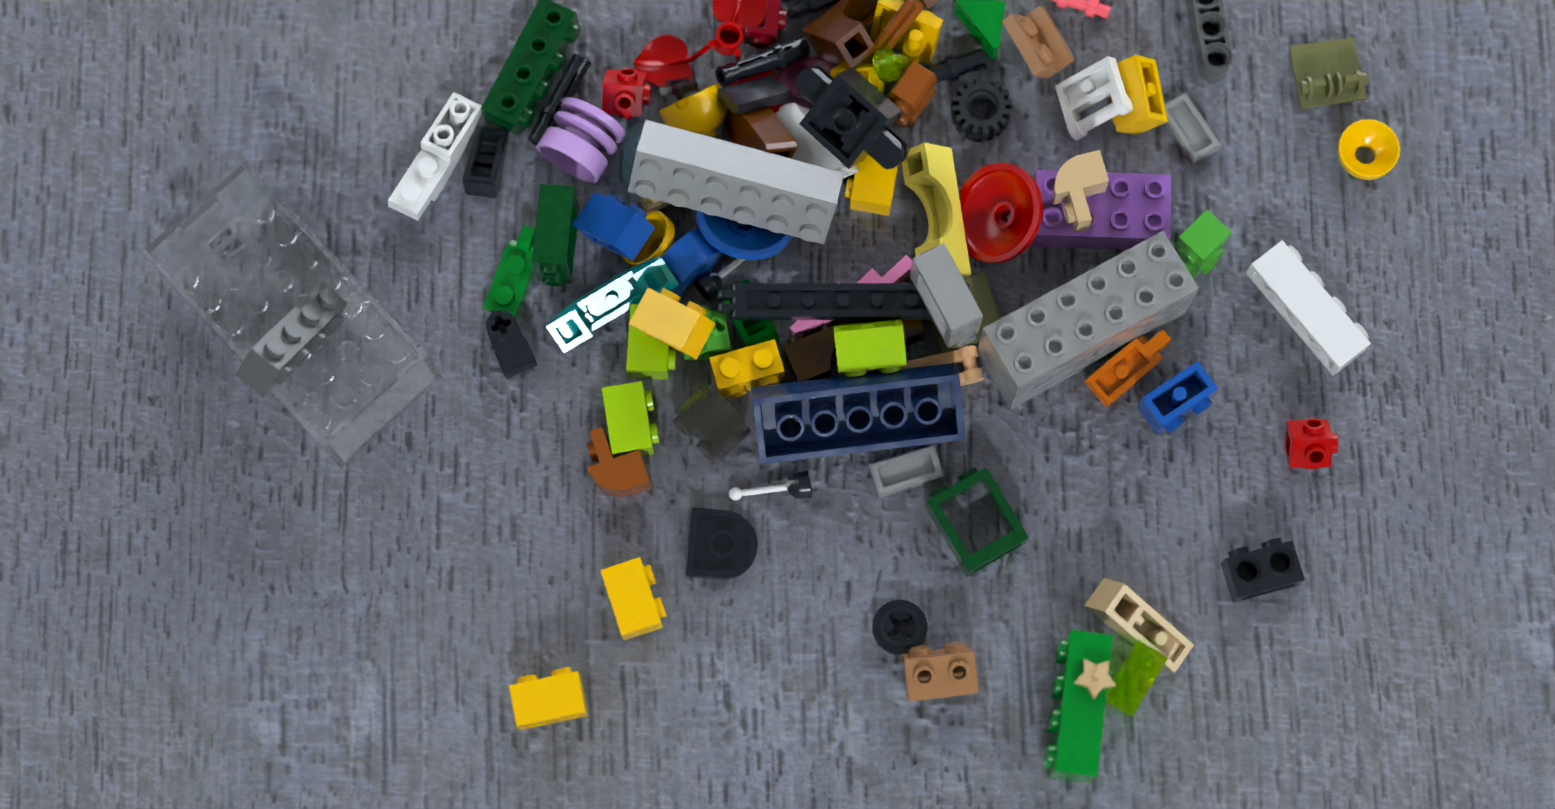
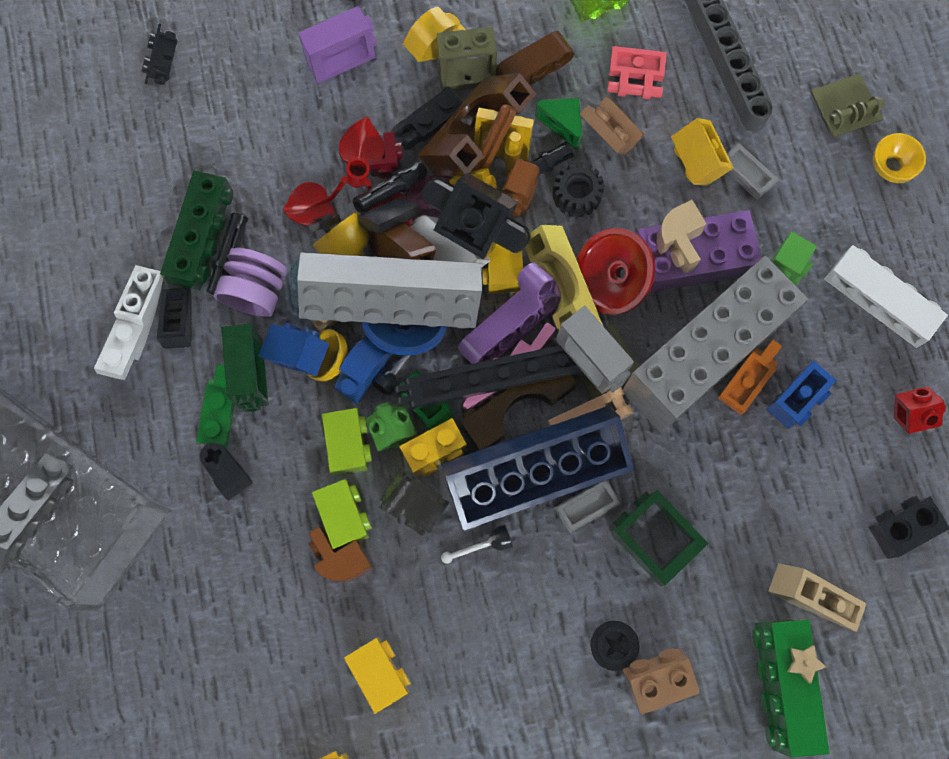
camera: 15 degrees left, 0 degrees up
(609, 301) = (303, 414): slope -> none
(625, 93) = (280, 236): red brick -> none
(672, 322) = (361, 424): yellow brick -> none
(720, 545) = (443, 606): black tile -> none
(870, 347) = (536, 407): lime brick -> none
(872, 243) = (515, 318): none -> medium lavender beam
(888, 64) = (497, 165): clear neon green tile -> none
(1088, 89) = (662, 155): white plate -> none
(1135, 678) = (830, 641): clear neon green slope -> none

